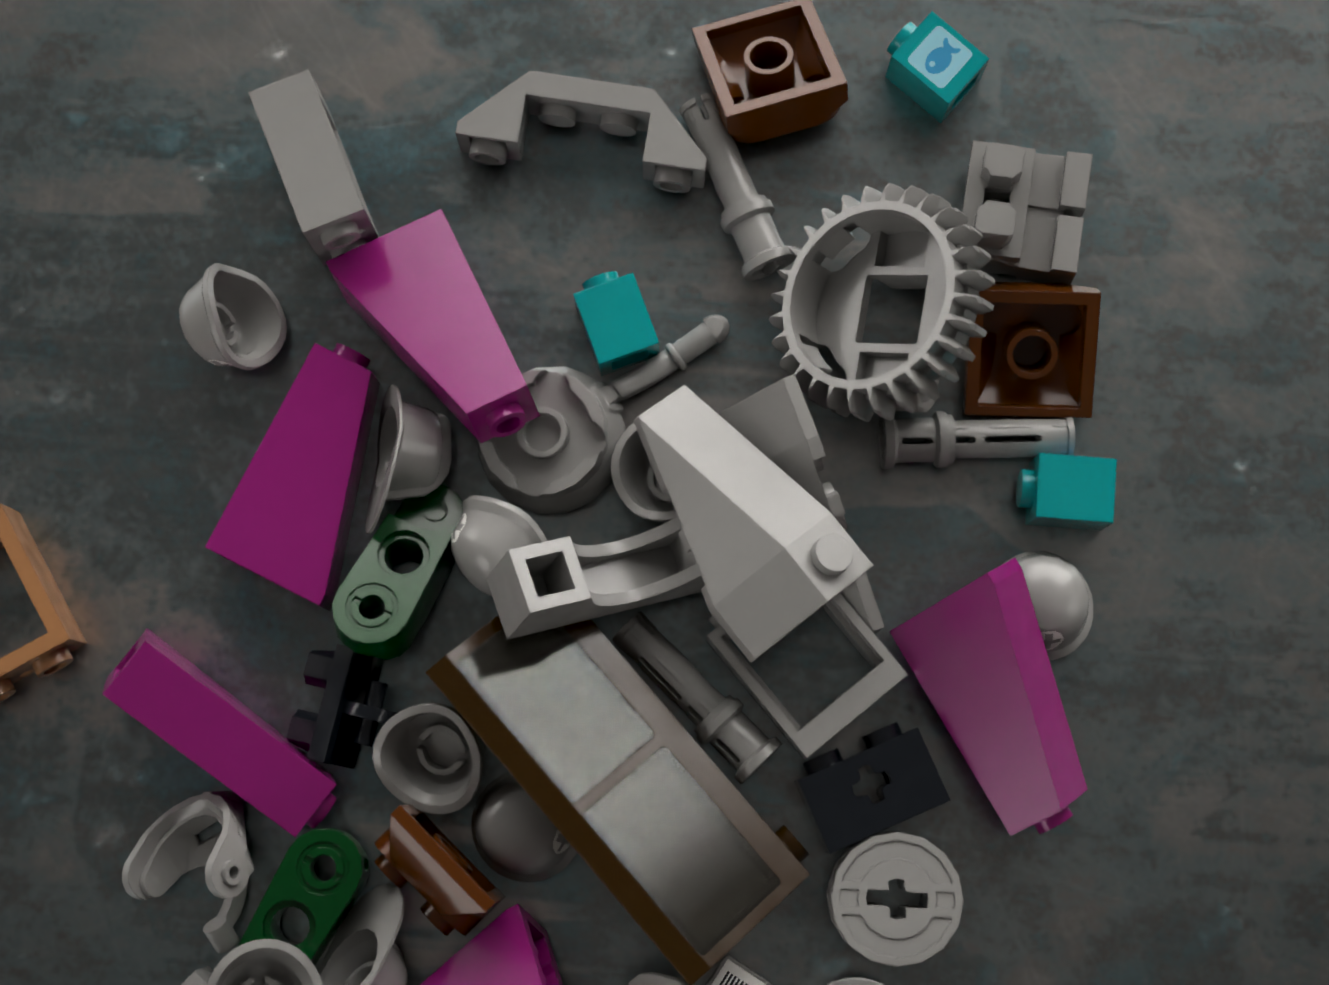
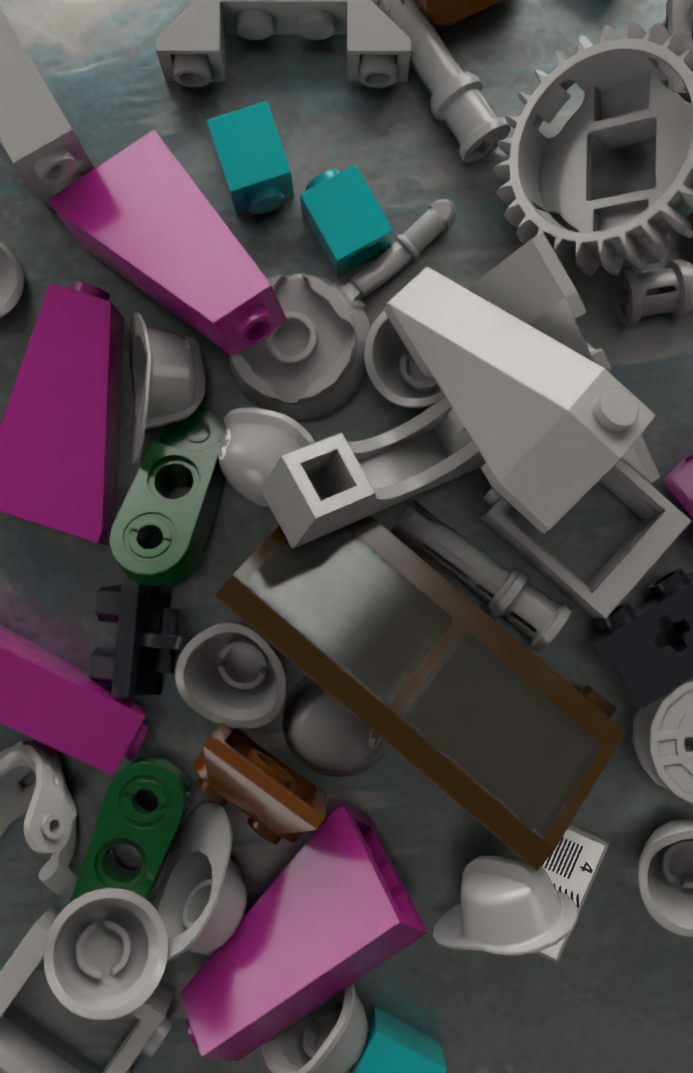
camera: 15 degrees left, 5 degrees up
(532, 249) = (252, 159): none -> teal brick

